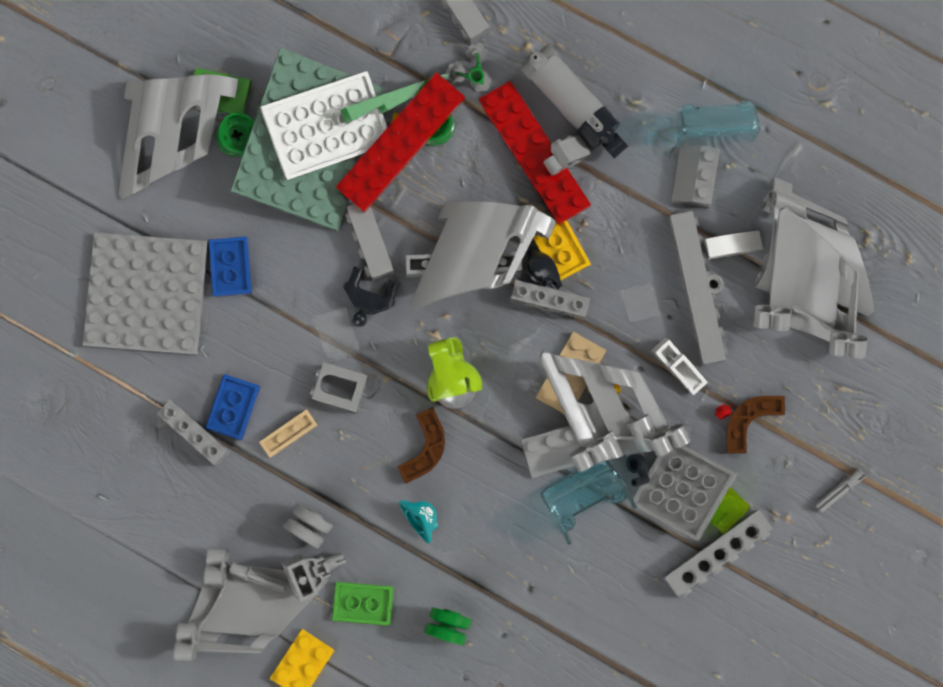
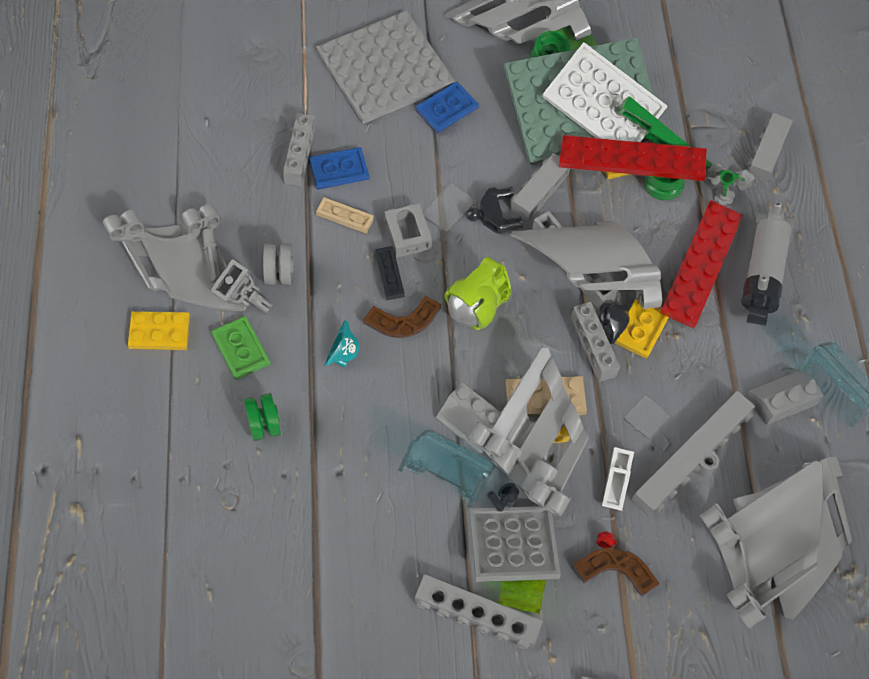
camera: 50 degrees right, 20 degrees down
(372, 431) = (389, 273): none -> black plate
(566, 153) = (721, 282): light grey hinge -> none
(733, 244) = (753, 459): white slope -> none

